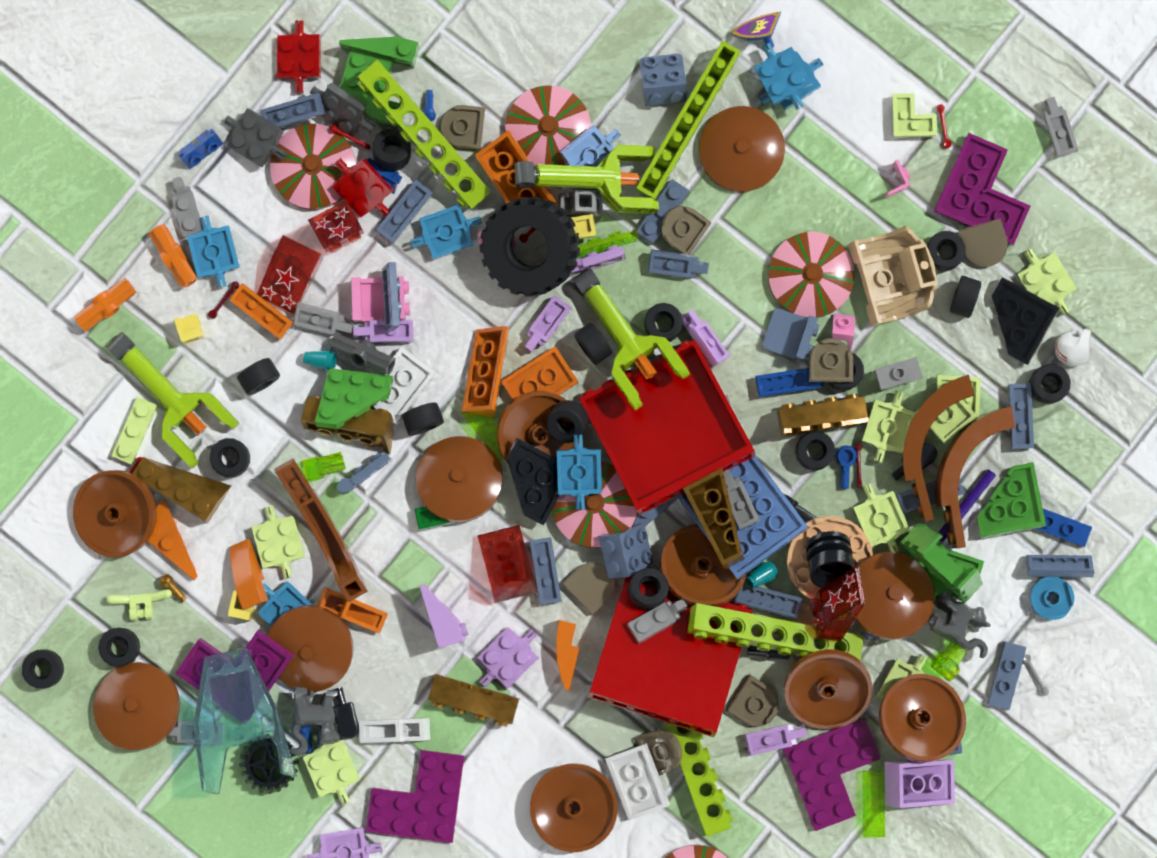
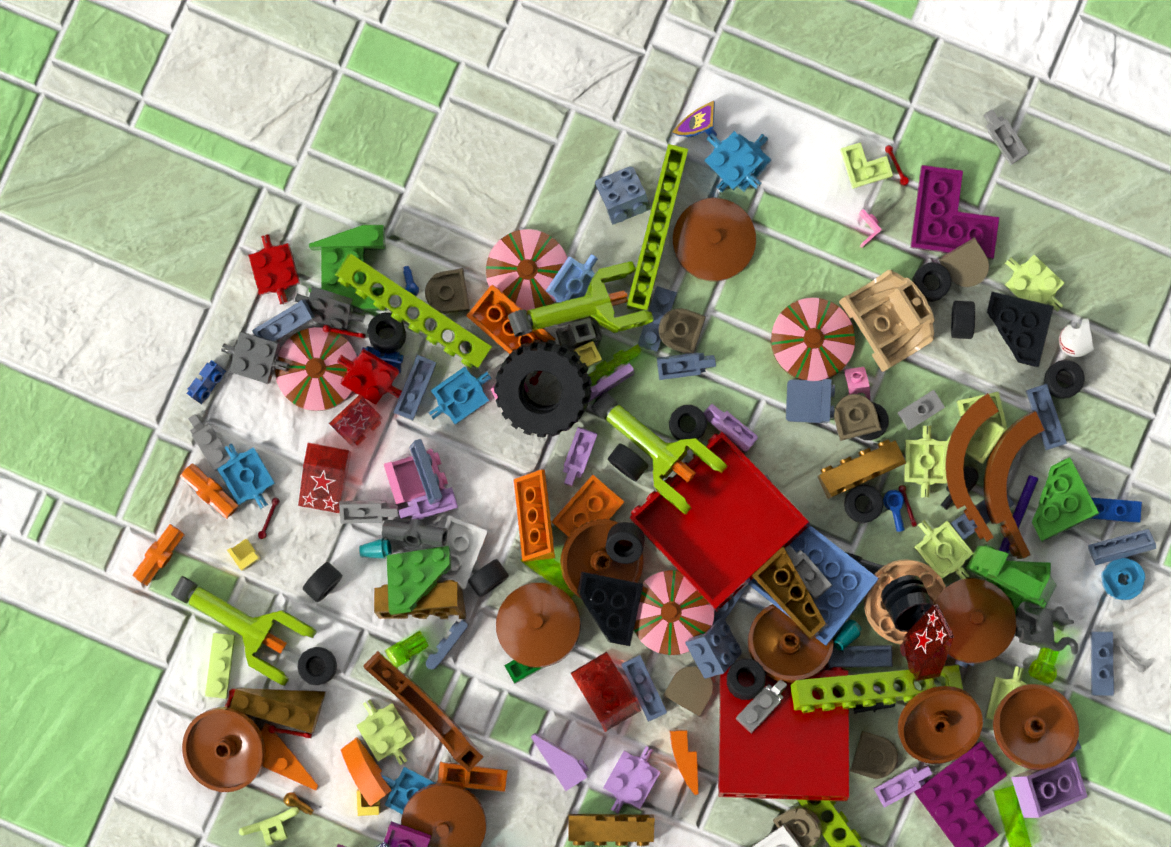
camera: 15 degrees left, 0 degrees up
(168, 507) = (272, 729): none -> red hinge
(261, 311) = (307, 519): orange plate -> none
(579, 471) = (649, 587): dark azure plate -> none
(785, 382) = (817, 447): blue plate -> none

